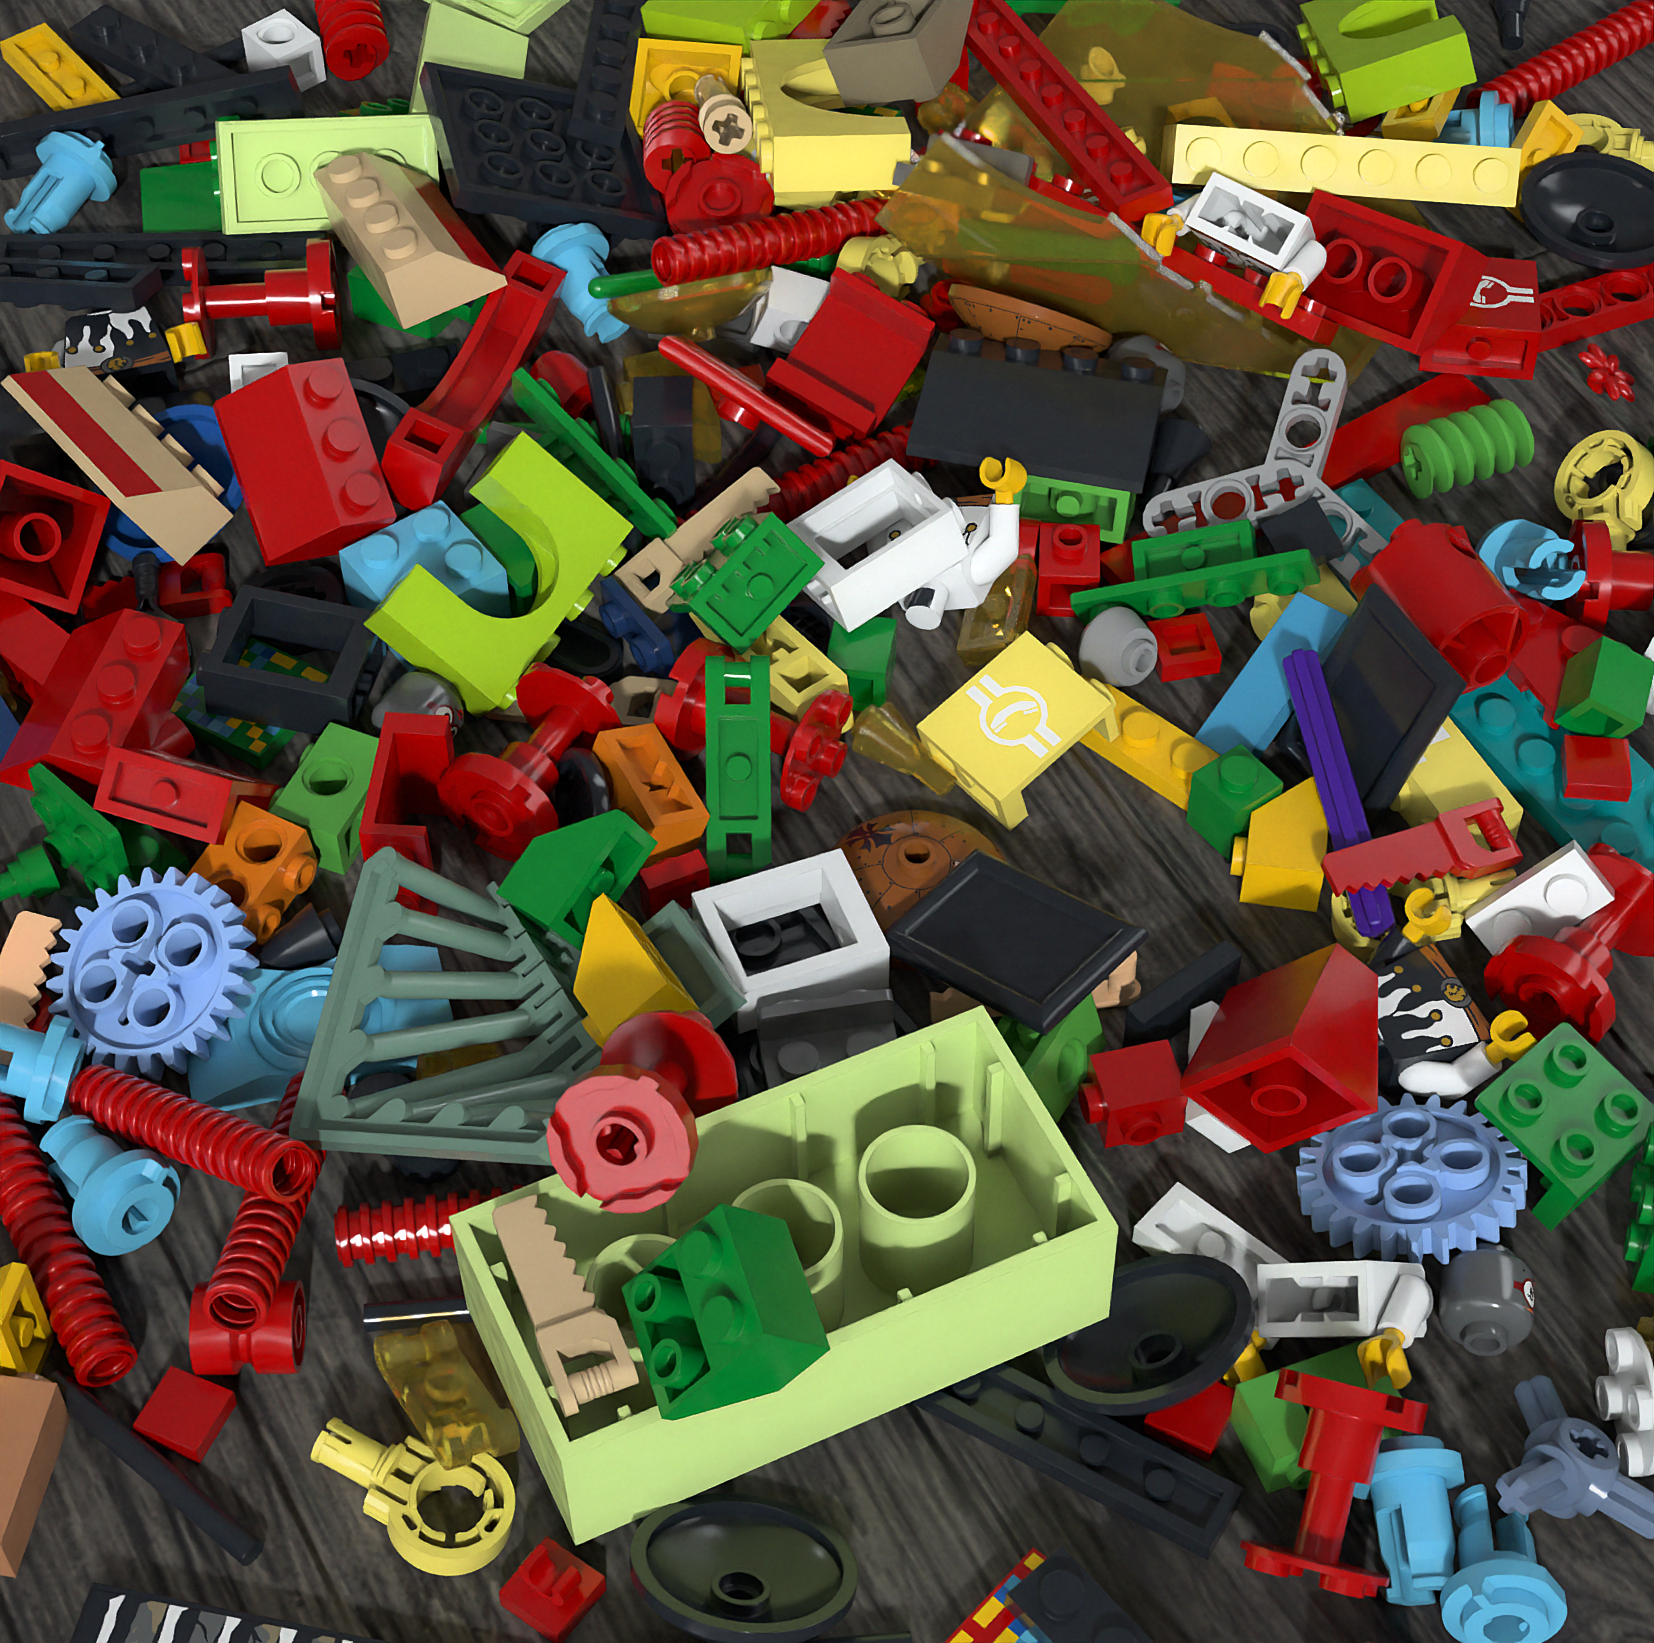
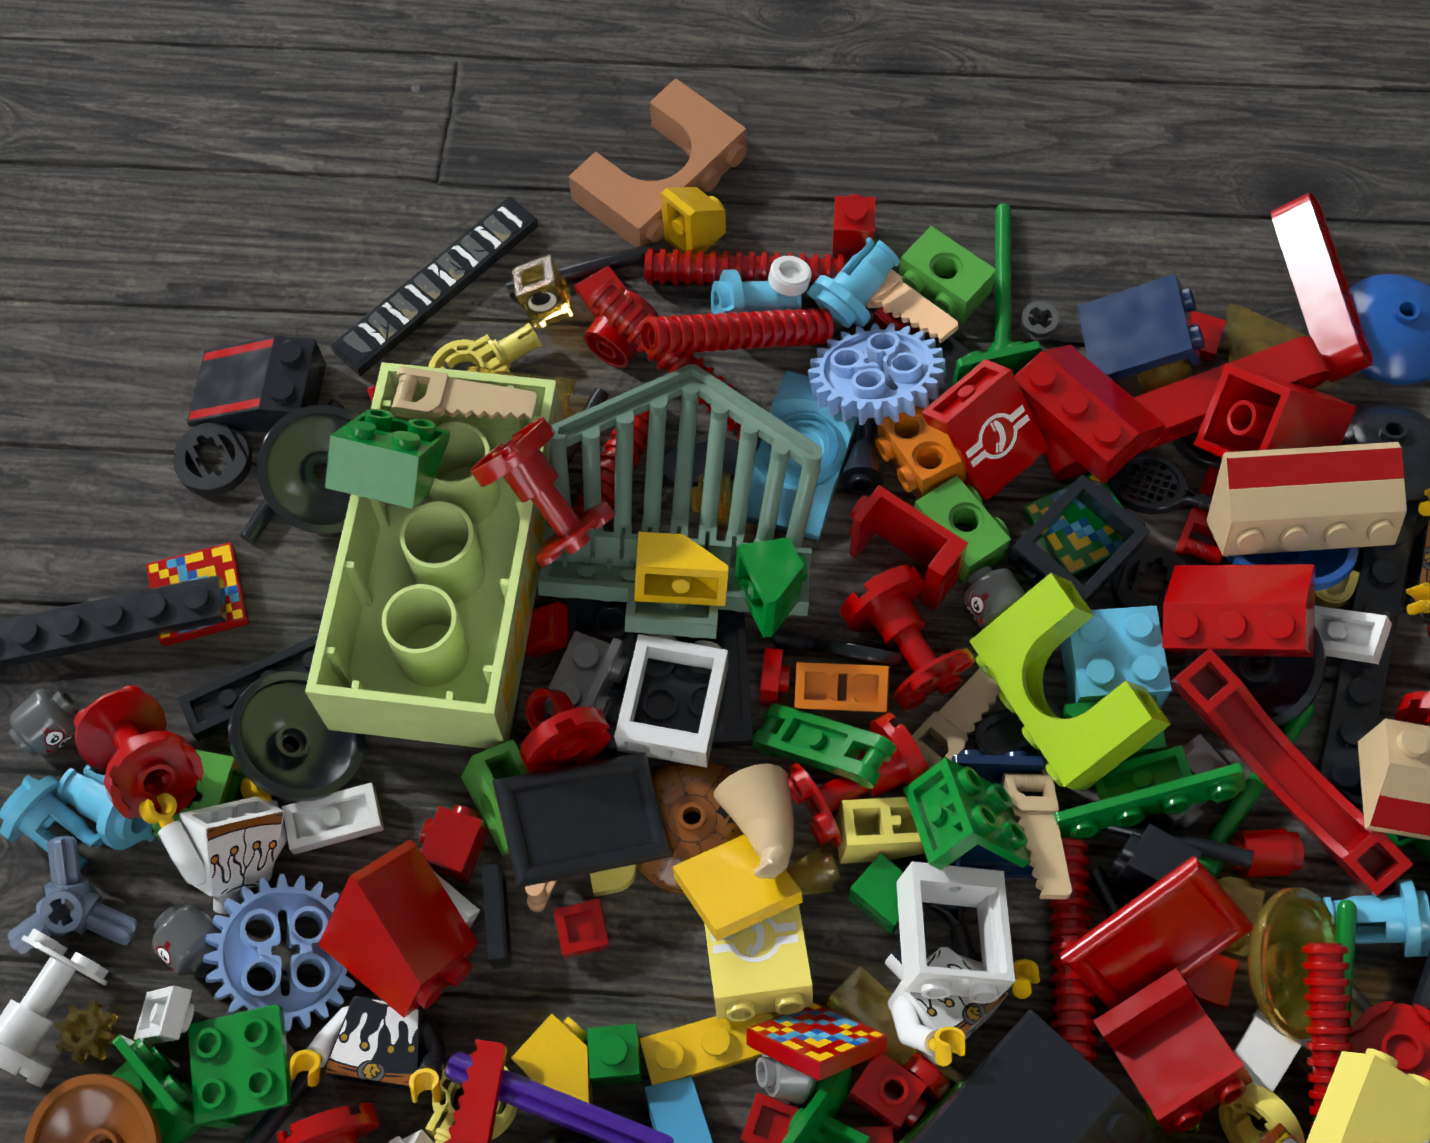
camera: 125 degrees right, 15 degrees up
(46, 1134) = (789, 275): none -> white tile
(244, 1461) = (542, 292): none -> clear yellow brick
(869, 767) = (763, 810): none -> tan hat
(925, 989) = (565, 736): none -> red tile
(966, 762) = (728, 892): none -> yellow tile
(1081, 607) = (816, 1041): none -> red tile
(1134, 904) = (581, 928): none -> red plate
(1592, 1246) = (165, 1015): none -> white plate

